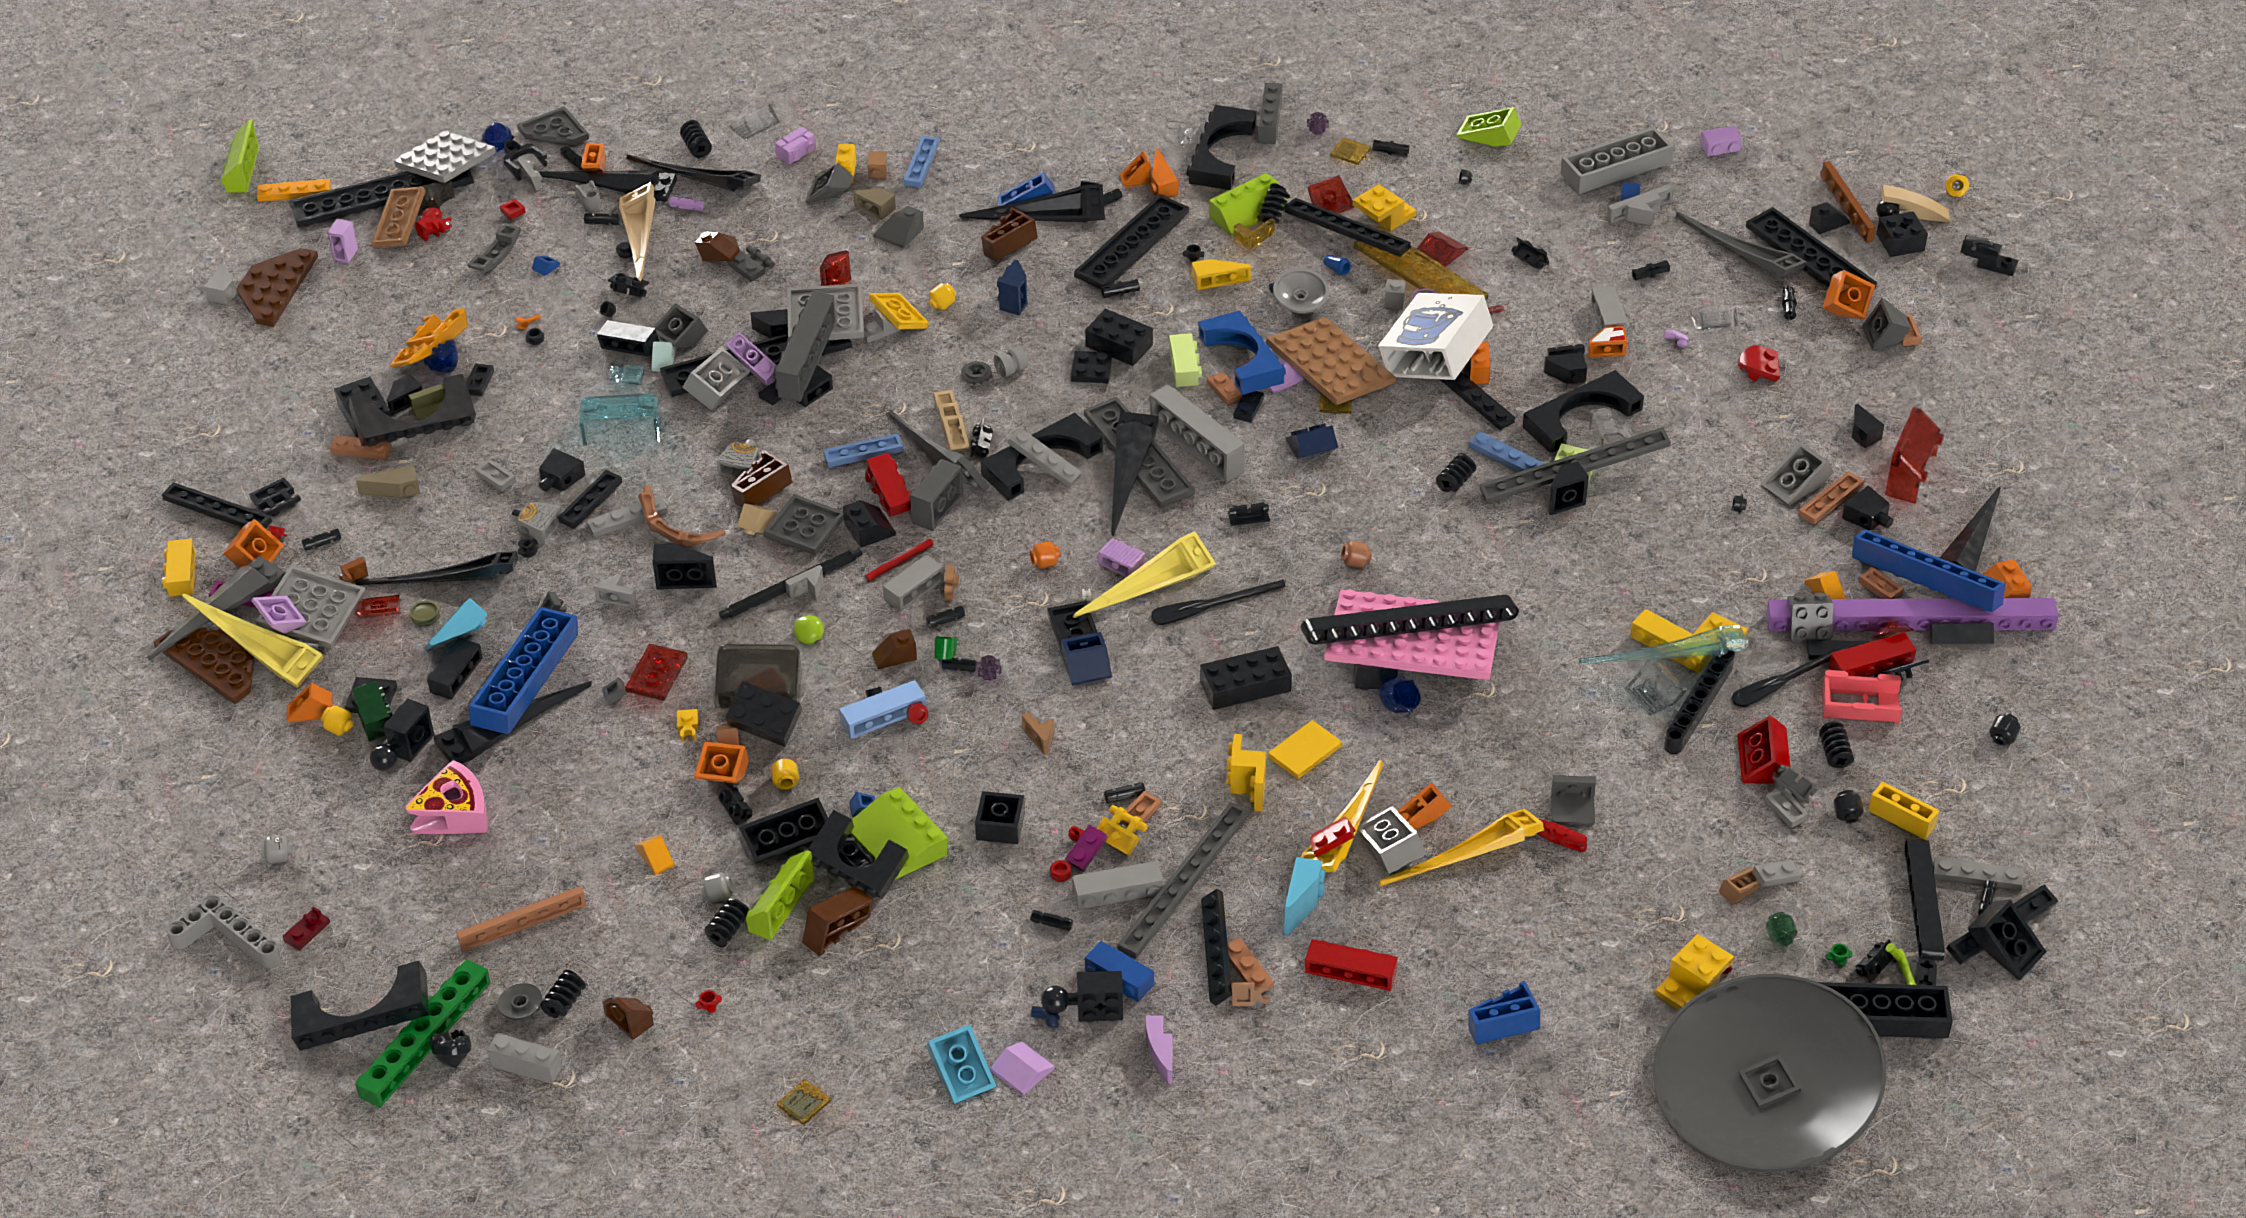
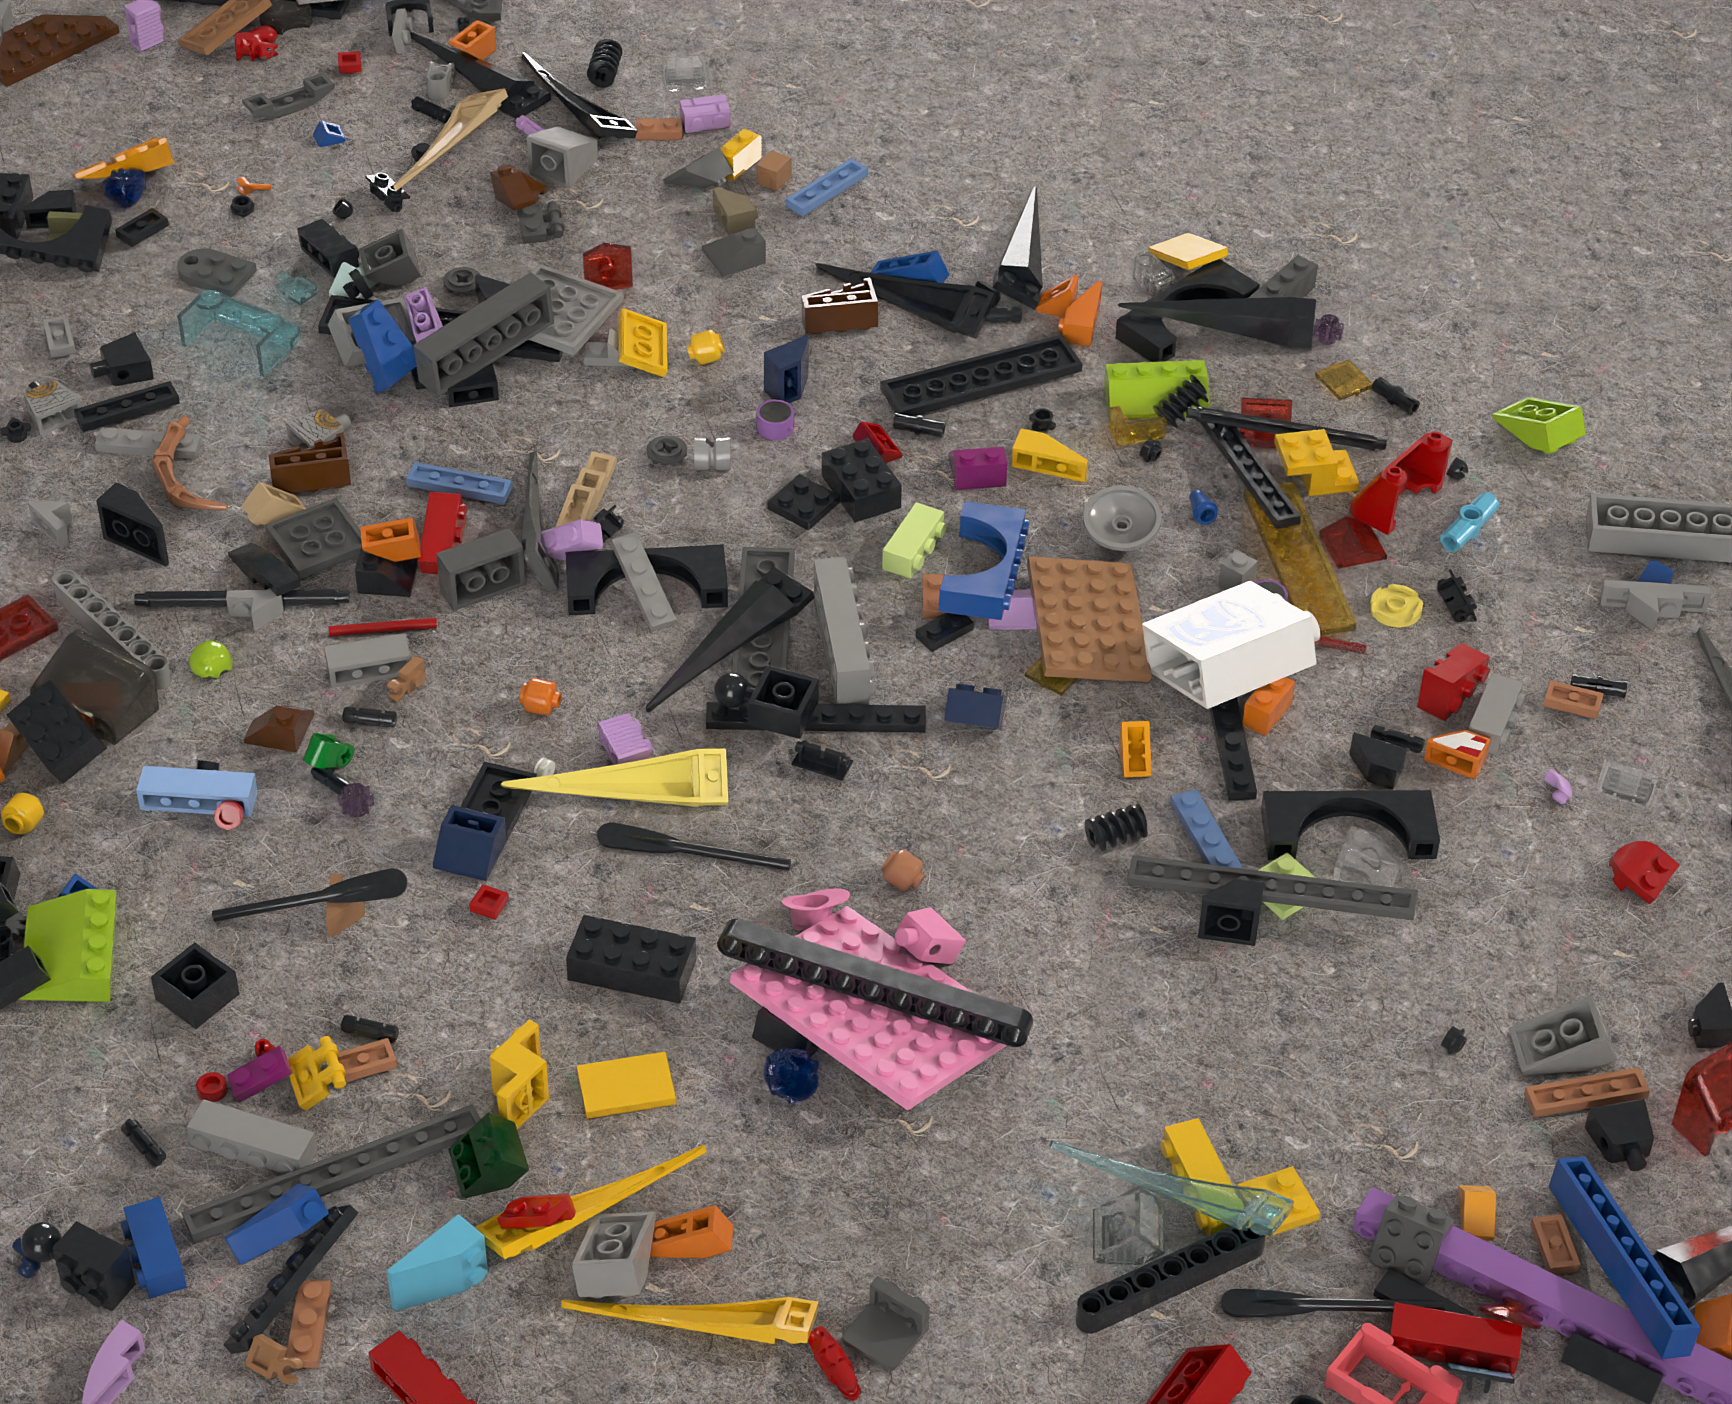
camera: 30 degrees right, 0 degrees up
(557, 387) = (215, 271): none -> dark grey plate
(677, 353) = (357, 286): none -> black tile
(710, 635) = (107, 623): none -> light grey beam
(727, 212) = (560, 155): none -> light grey slope
(733, 318) = (462, 275): none -> dark grey gear
(740, 382) = (383, 344): none -> blue wedge
(772, 168) = (659, 129): none -> nougat plate
(791, 556) = (264, 568): none -> black slope
(871, 499) = (392, 539): none -> orange slope
(981, 448) = (572, 537): none -> lavender brick
(1028, 323) = (775, 419): none -> medium lavender piece
(1056, 711) = (362, 888): none -> black piece
(1093, 308) = (879, 440): none -> red slope
(1095, 162) = (1021, 267): none -> black plate
(1127, 687) = (489, 902): none -> red plate
(1182, 298) = (978, 468): none -> magenta slope
(1183, 917) = (277, 1223): none -> blue slope
(1192, 108) = (1189, 251): none -> tile
(1200, 486) = (777, 704): none -> black brick
(1219, 492) = (832, 718): none -> black plate
(1266, 826) = (488, 1157): none -> dark green slope
(1276, 243) = (1151, 450): none -> black plate
(1280, 131) = (1271, 319): none -> black plate
(1325, 598) = (813, 907): none -> bright pink piece
(1344, 195) = (1280, 427): none -> black piece
(1407, 583) = (929, 937): none -> bright pink torso
(1426, 423) = (1135, 749): none -> light orange slope
(1445, 198) = (1416, 468): none -> red windscreen
(1498, 274) = (1396, 606): none -> light yellow tile
(1500, 205) = (1469, 522): none -> medium azure piece
(1572, 303) = (1452, 681): none -> red wedge
(1644, 284) = (1573, 699): none -> nougat plate

